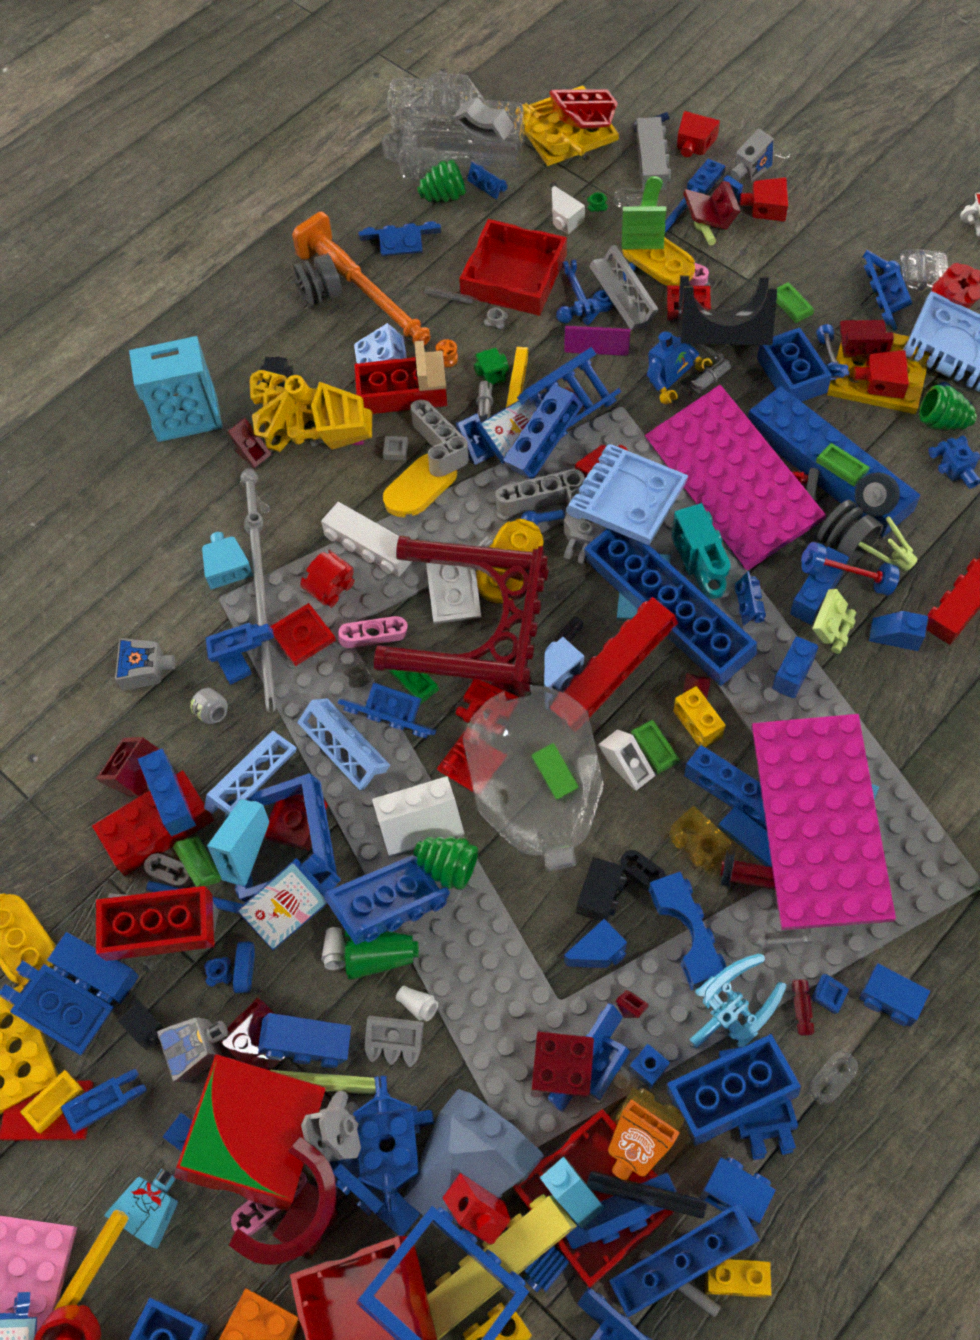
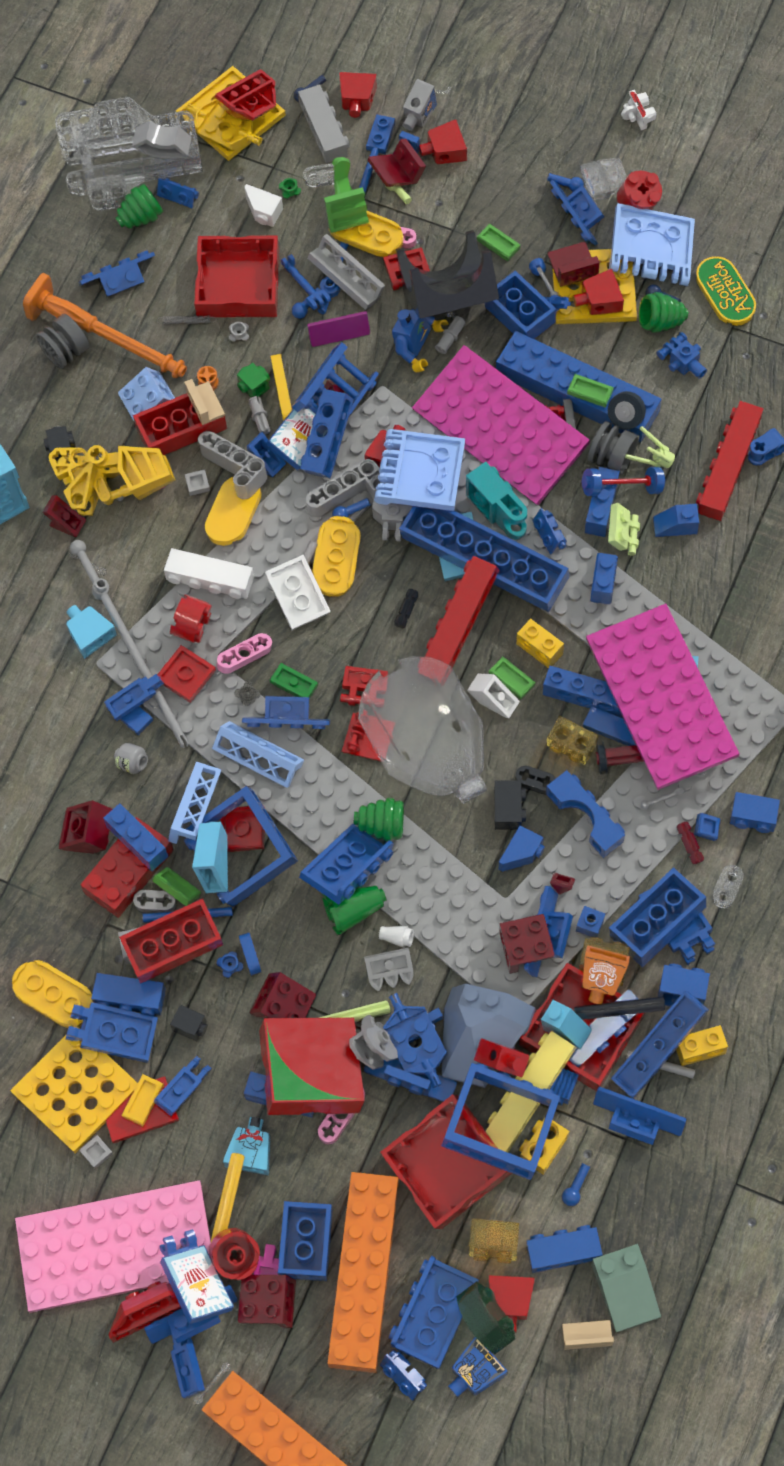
camera: 20 degrees left, 5 degrees up
(140, 663) = (55, 740): light grey torso -> none
(191, 1047) = (236, 1023): torso -> none
(287, 901) = (268, 890): tile -> none
(304, 1040) = (323, 989): blue brick -> none
(305, 1219) = (377, 1111): dark red piece -> none
(334, 949) = (316, 918): white cone -> none
(417, 814) = (343, 792): white slope -> none
(502, 673) = (350, 559): dark red arch -> none
(554, 771) = (439, 723): bright green tile -> none
(562, 664) = (415, 634): light blue slope -> none
(695, 680) = (526, 613): dark red slope -> none
(726, 1012) = (635, 865): medium azure bar -> none

